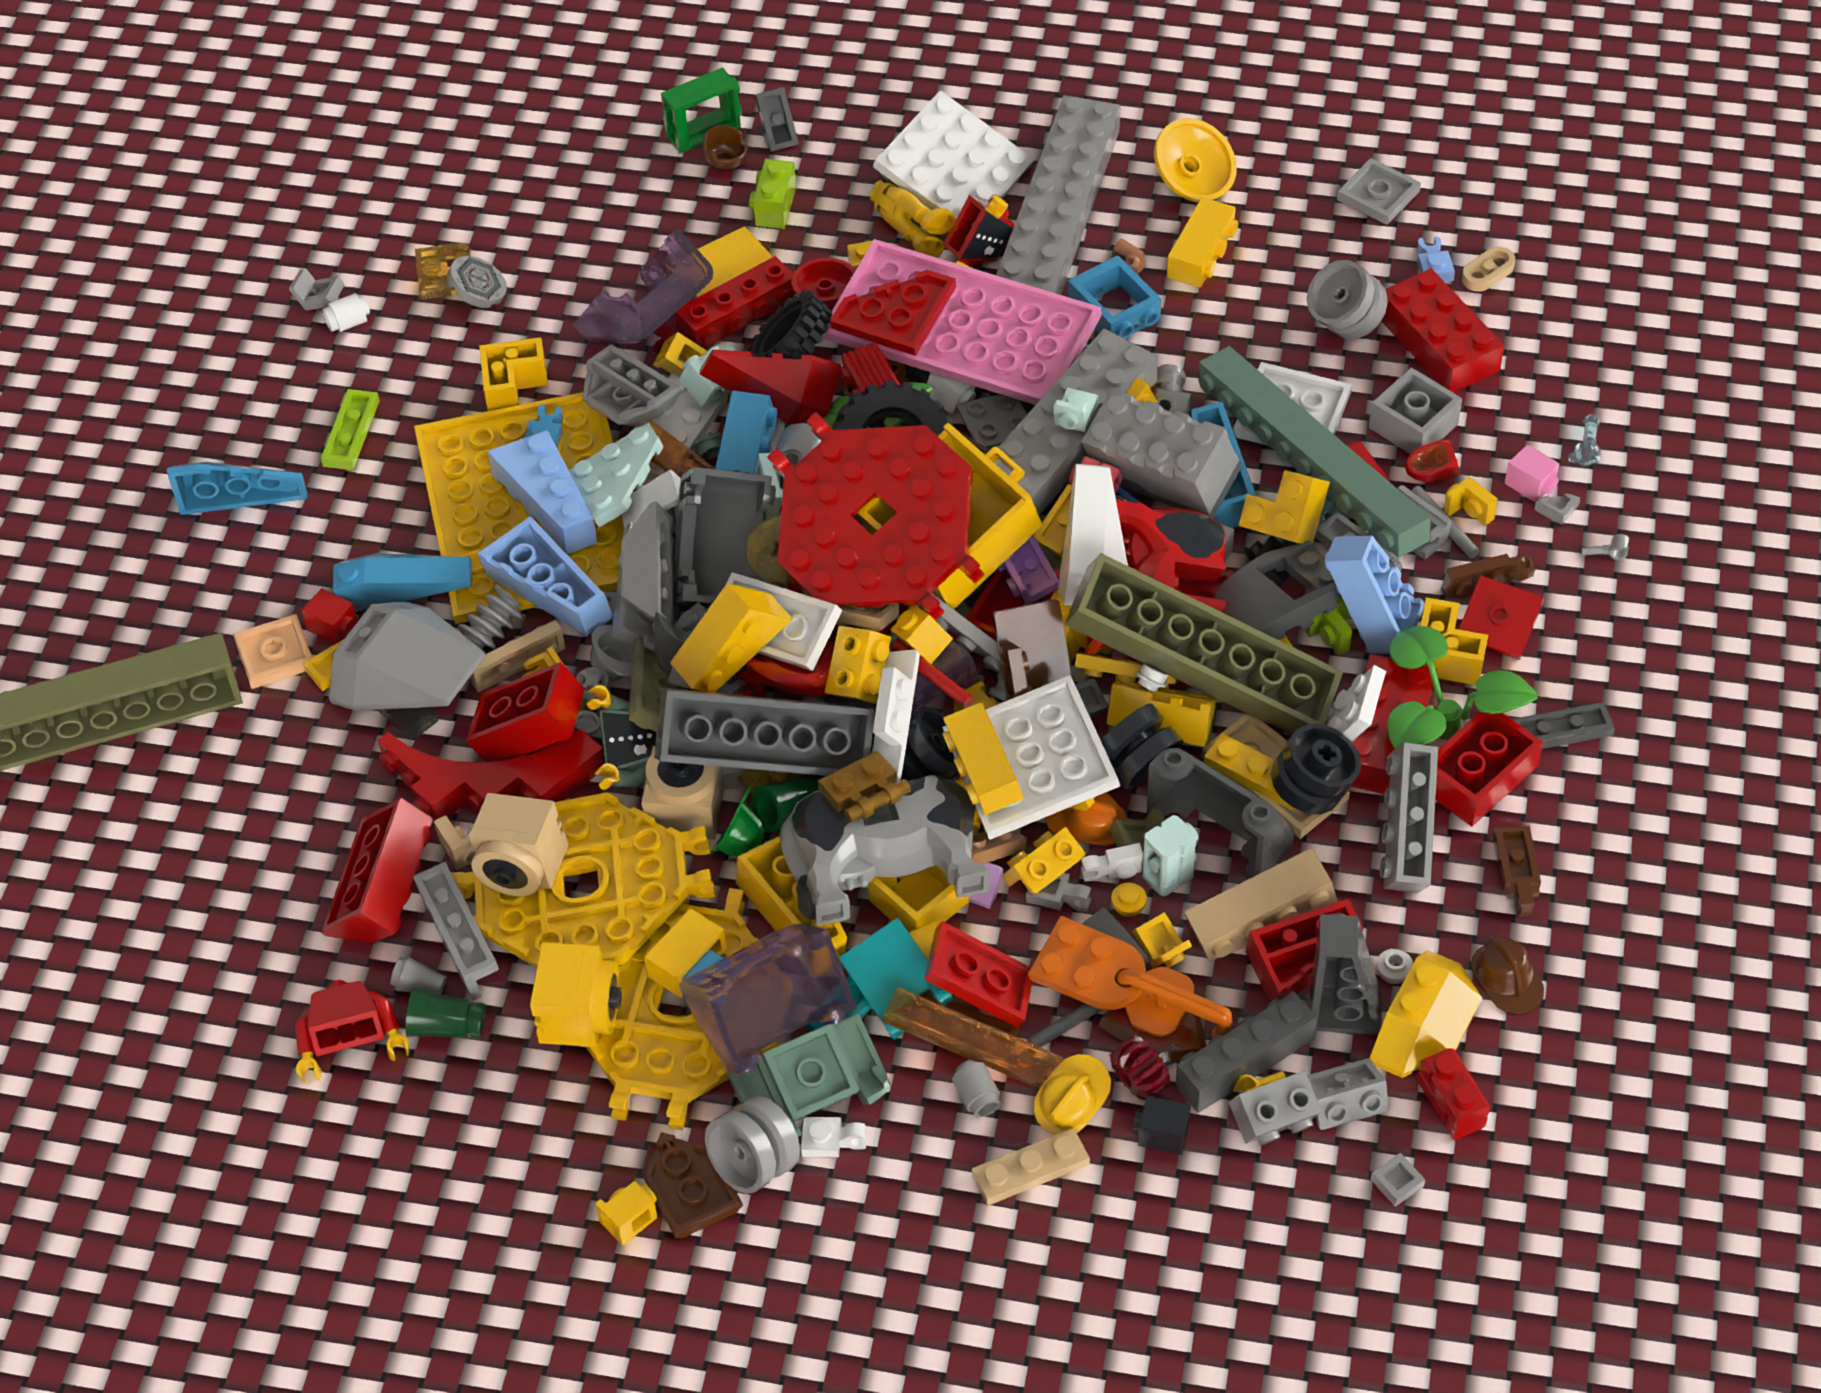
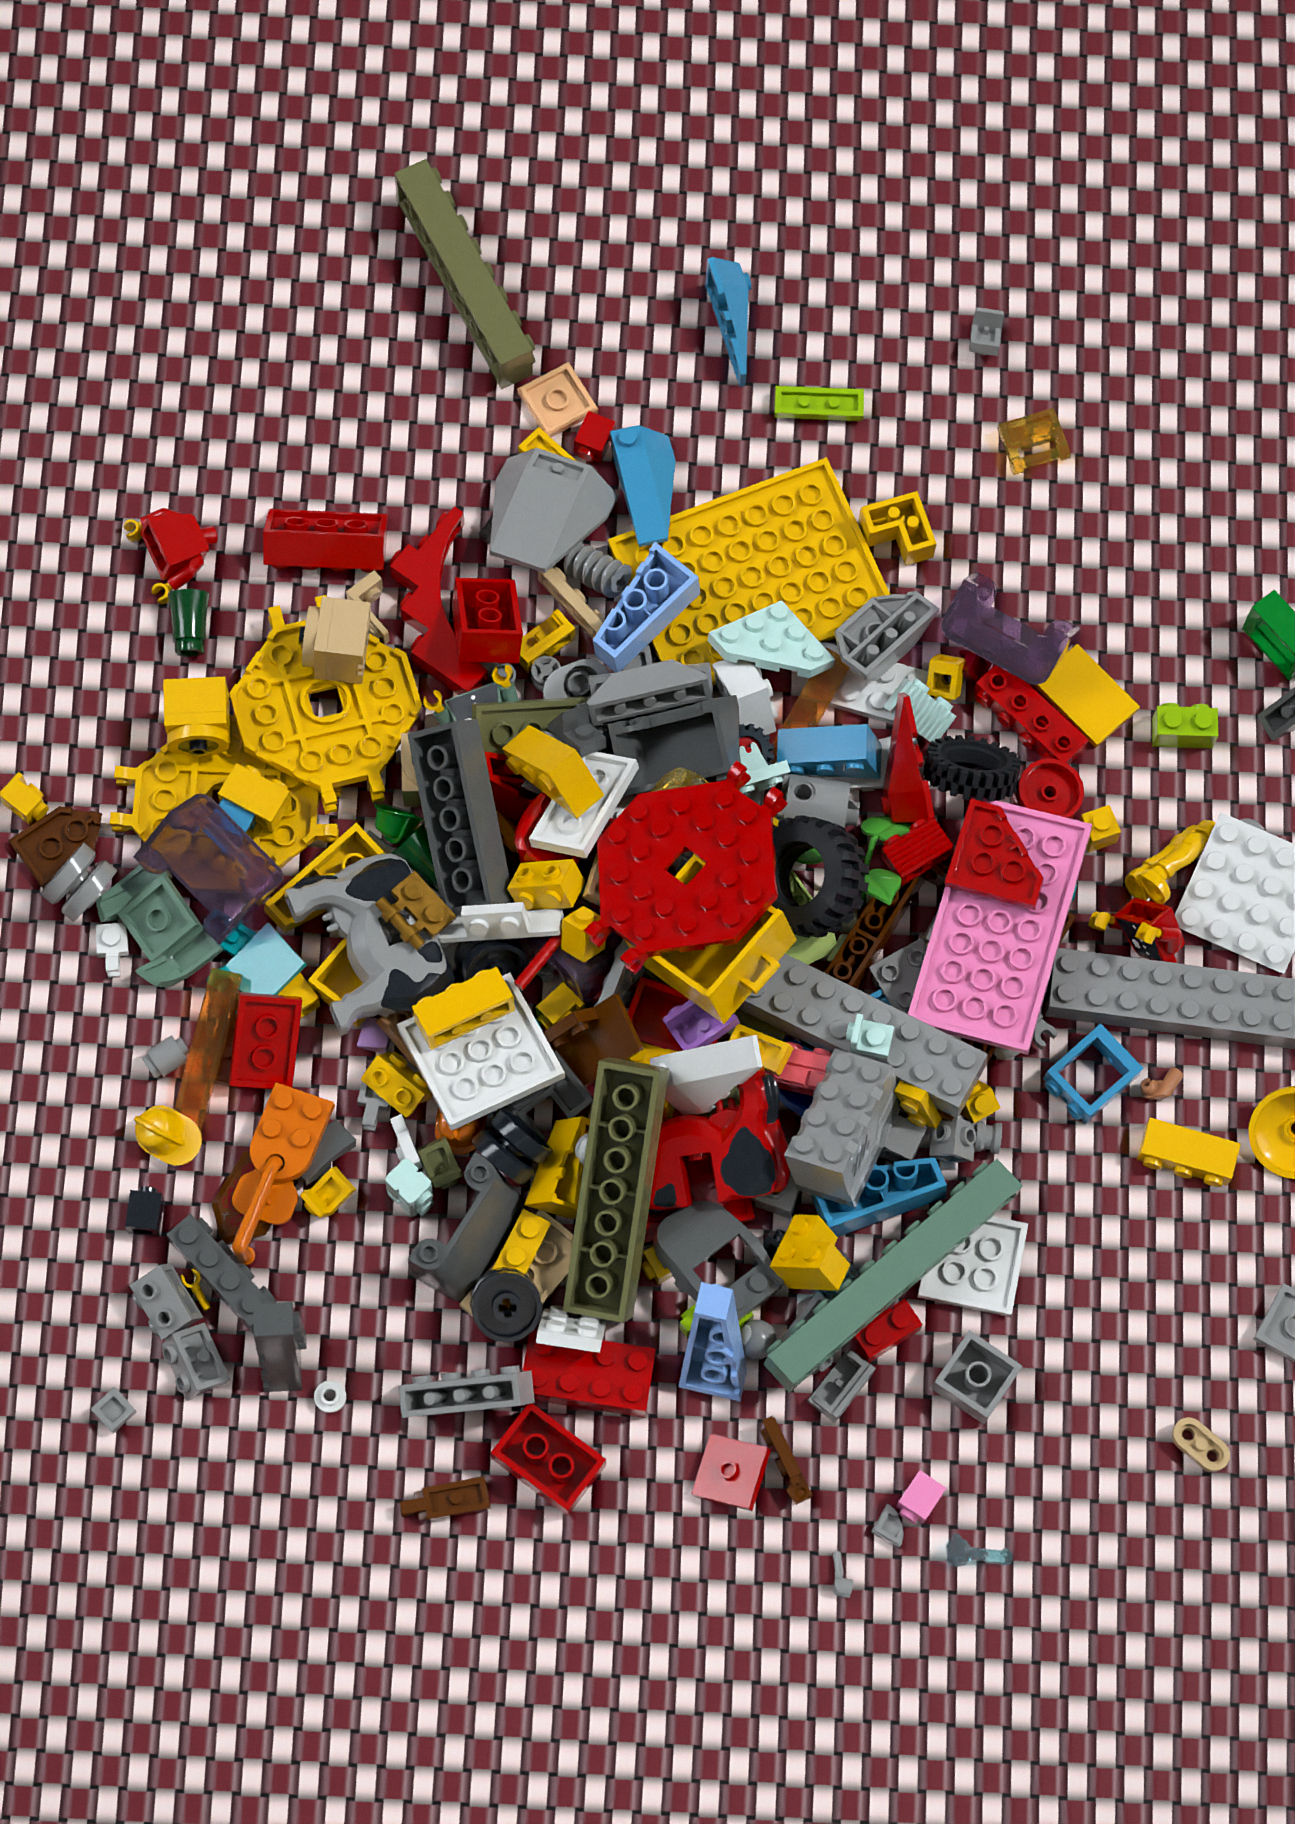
camera: 75 degrees right, 20 degrees up
(346, 313) = (962, 365): white brick -> none
(412, 974) = (227, 592): light grey cone -> none
(456, 926) = (268, 609): light grey fence -> none
(476, 281) = (1017, 473): light grey tile -> none
(543, 484) = (759, 580): light blue wedge -> none
(546, 422) = (827, 571): dark azure plate -> none
(708, 445) = (843, 718): sand green plate -> none
(724, 147) = (1241, 668): reddish brown hair -> none
(1030, 1166) = (101, 1110): tan plate -> none
(1062, 1025) = (236, 1115): dark grey bar -> none
(1128, 899) = (374, 1162): yellow plate -> none
(1139, 1067) = (192, 1185): dark red gear -> none
(1267, 898) = (369, 1278): tan wedge -> none
(1286, 950) = (327, 1311): red wedge -> none
(1347, 299) = (1111, 1298): light grey wheel -> none
(1414, 723) = (607, 1465): bright green plant -> none
(1426, 1014) = (283, 1428): yellow wedge -> none
(1433, 258) = (1203, 1391): light blue plate -> none
(1433, 462) = (918, 1400): rock -> none
(1441, 331) = (1098, 1397): red brick -> none
(1453, 1093) = (198, 1451): red brick -> none
(1456, 533) = (853, 1417): light grey bar -> none
(1465, 648) = (685, 1412): yellow brick -> none
(1473, 499) = (875, 1444): yellow bracket -> none
(1508, 976) = (333, 1497): reddish brown piece -> none
(1569, 725) = (615, 1535): dark grey tile -> none

